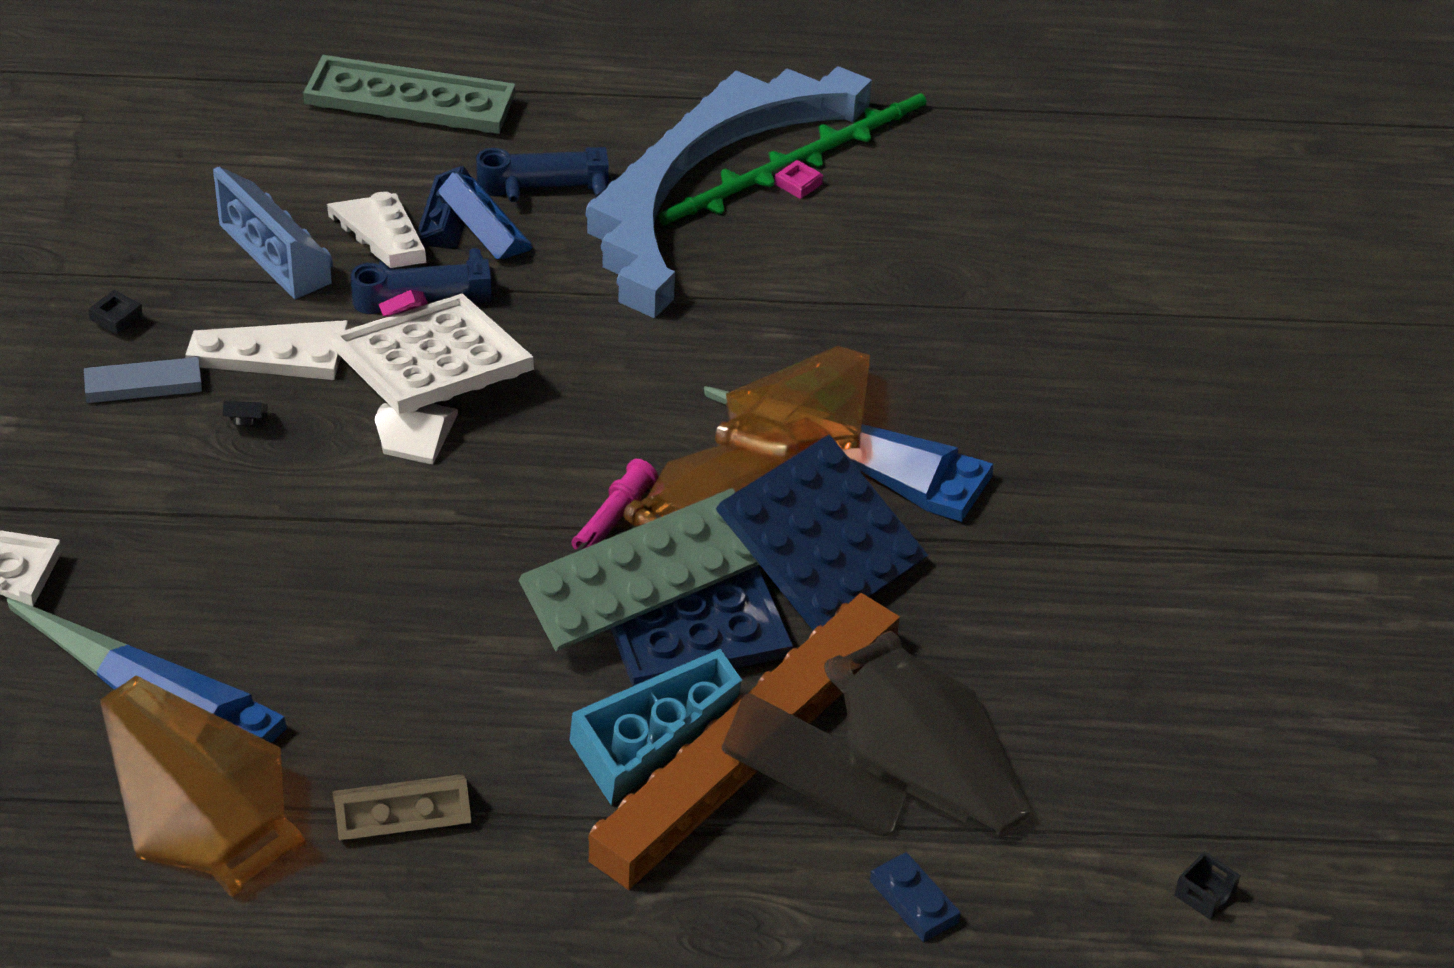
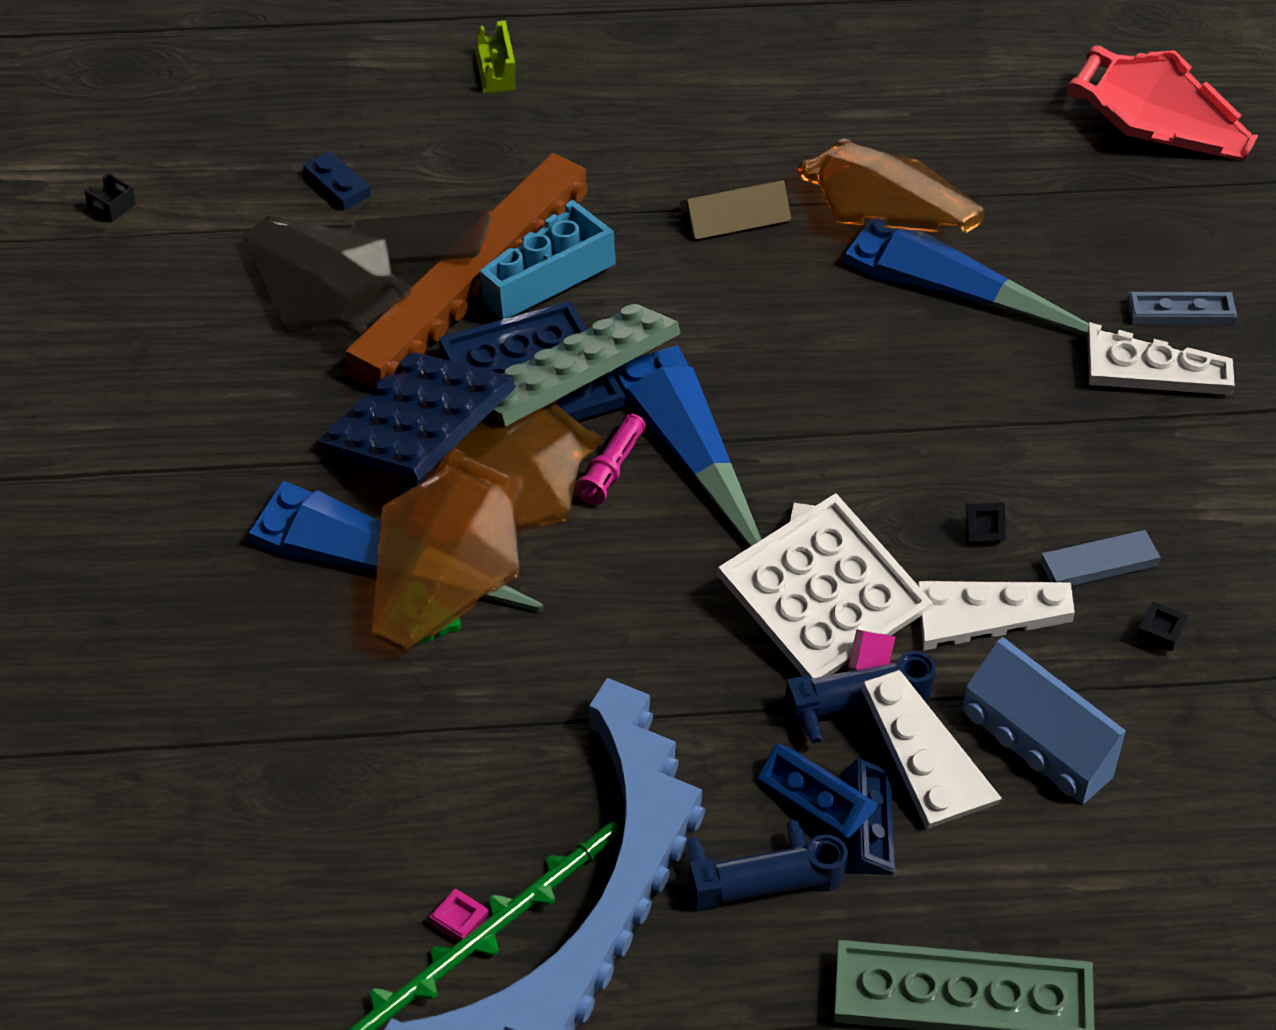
camera: 175 degrees right, 5 degrees up
(522, 524) = (674, 406): none -> blue plate

